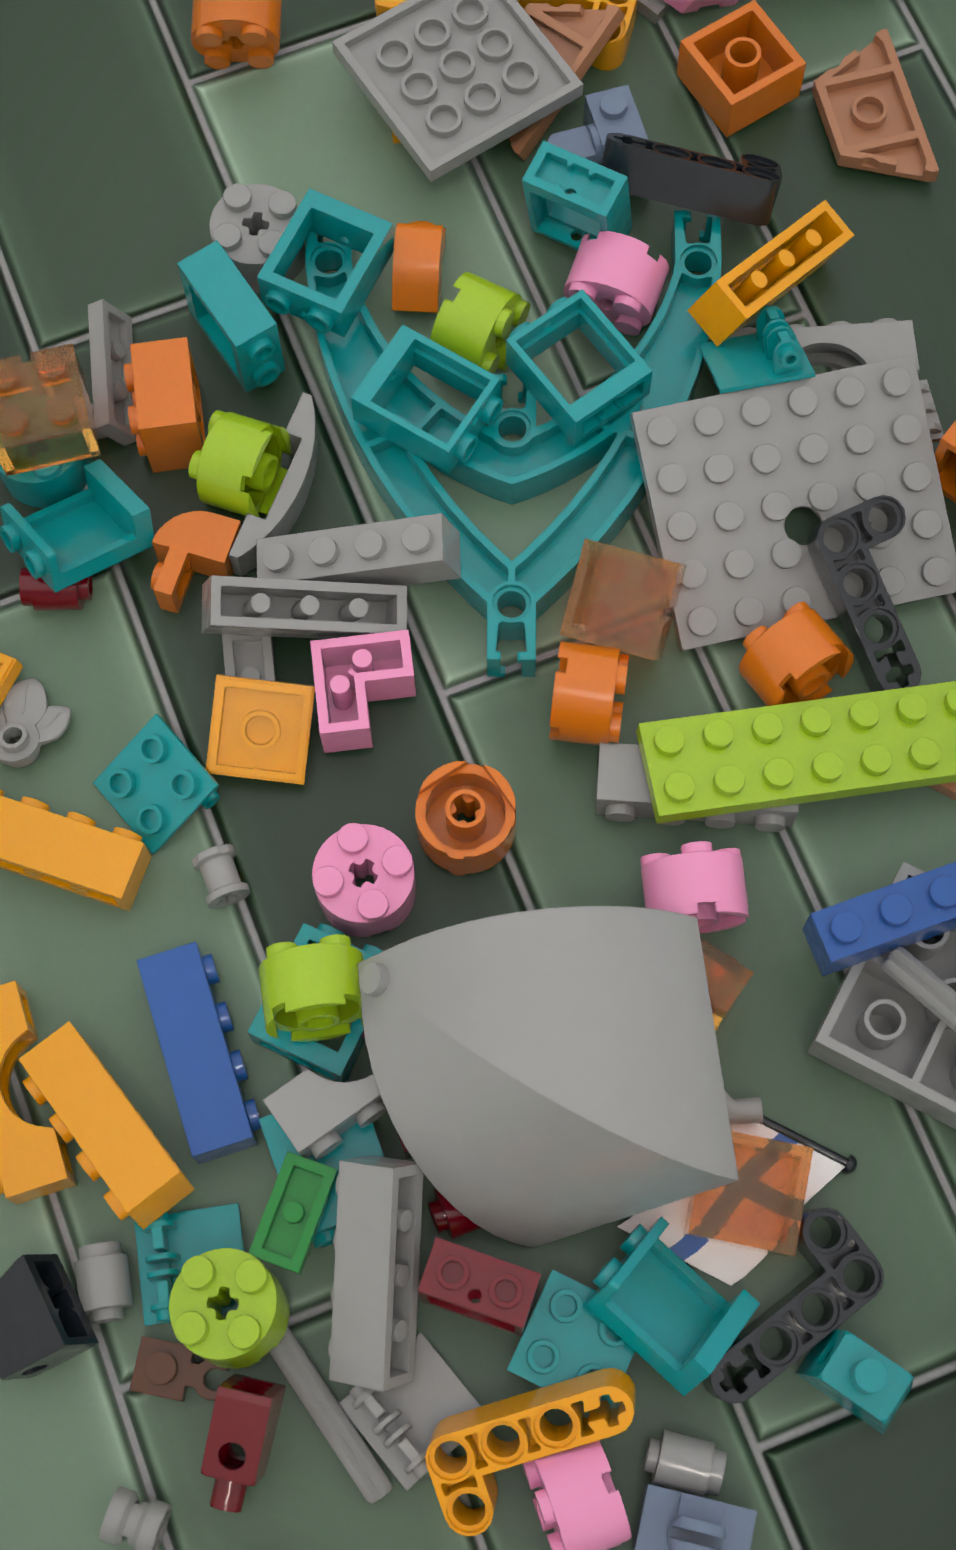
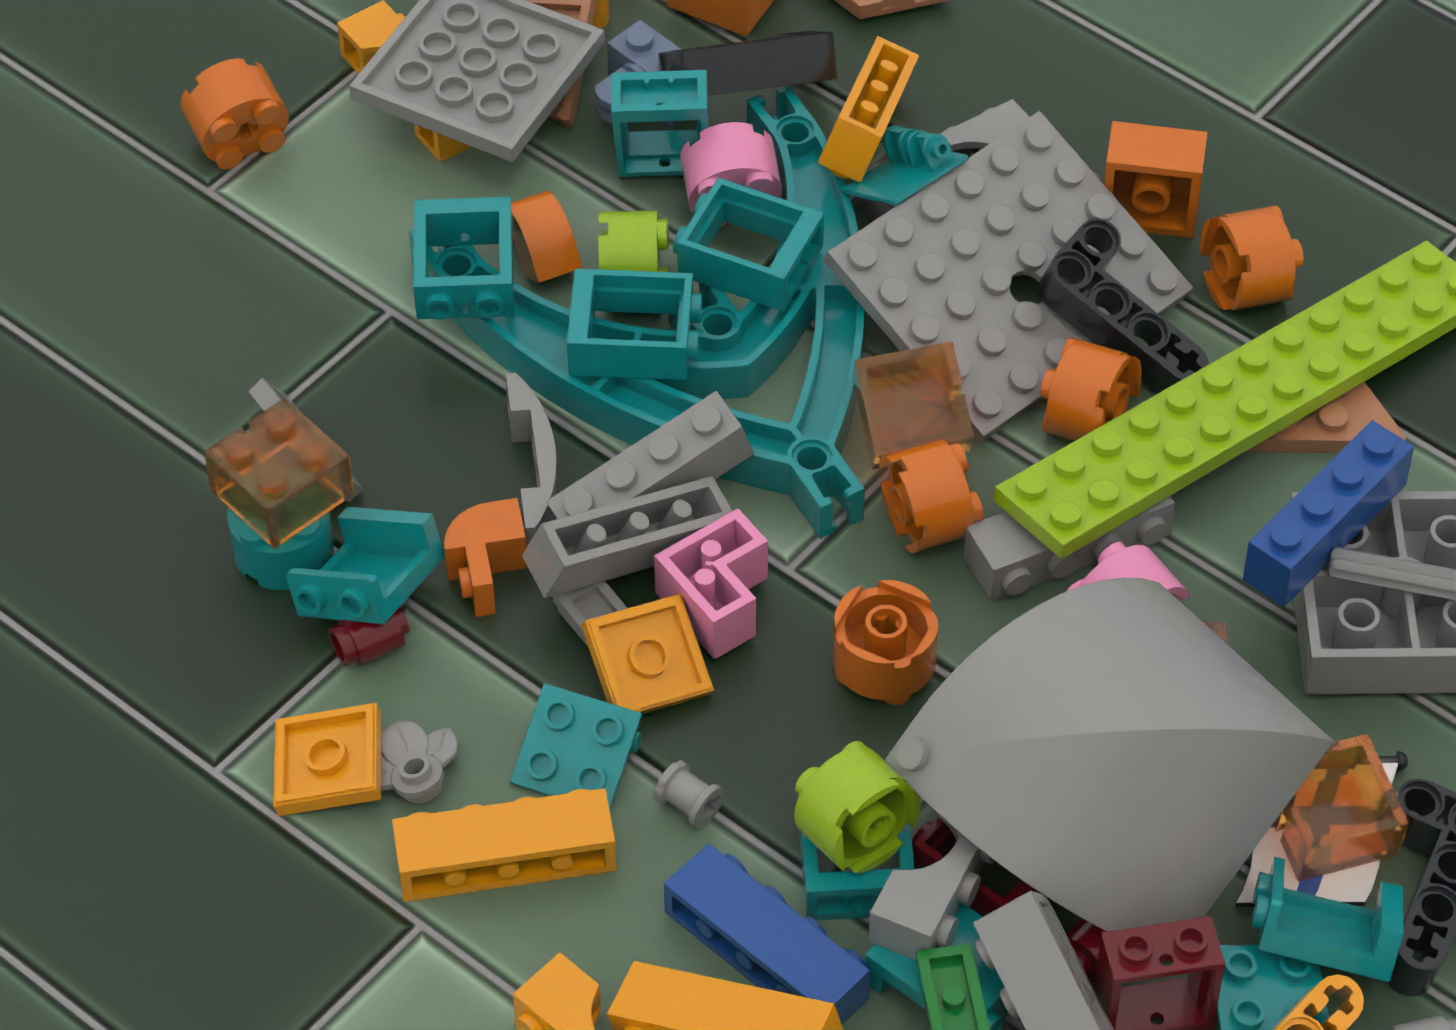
camera: 30 degrees left, 20 degrees down
(165, 403) = (386, 435): orange brick -> none
(232, 316) = (371, 310): teal window -> none
(240, 463) = (484, 454): lime brick -> none
(250, 224) = (370, 276): light grey brick -> none
(360, 852) = (820, 718): bright pink brick -> none

